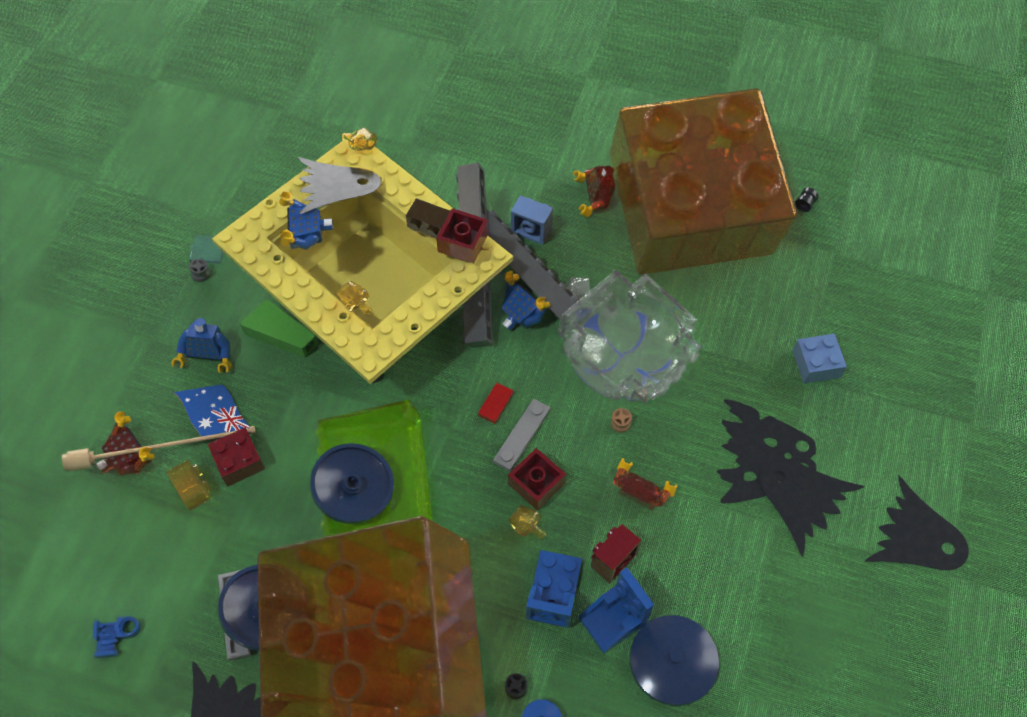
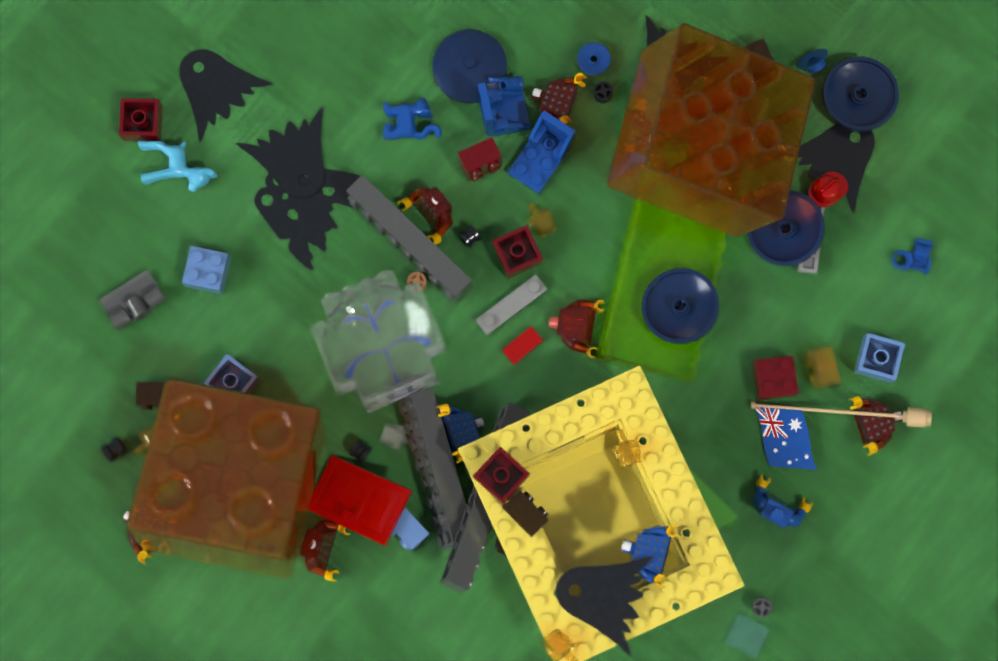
camera: 155 degrees left, 20 degrees up
(131, 511) = (879, 358): none -> medium blue brick
(227, 673) = (828, 189): none -> red piece
(450, 435) = (576, 325): none -> clear red torso
(561, 654) = (559, 96): none -> clear red torso
(582, 222) = (359, 500): none -> red door
(590, 479) = (469, 236): none -> black wheel
(601, 267) = (360, 451): none -> black wheel
(624, 650) = (511, 83): none -> blue hinge
(648, 449) = (409, 239): none -> dark grey brick
(709, 566) = (405, 117): none -> blue animal
(741, 276) = (232, 376): none -> medium blue brick
(798, 249) = (148, 394): none -> dark brown brick
(866, 314) = (132, 300): none -> dark grey panel
(910, 445) = (197, 176): none -> medium azure animal
(968, 465) = (140, 119): none -> dark red brick

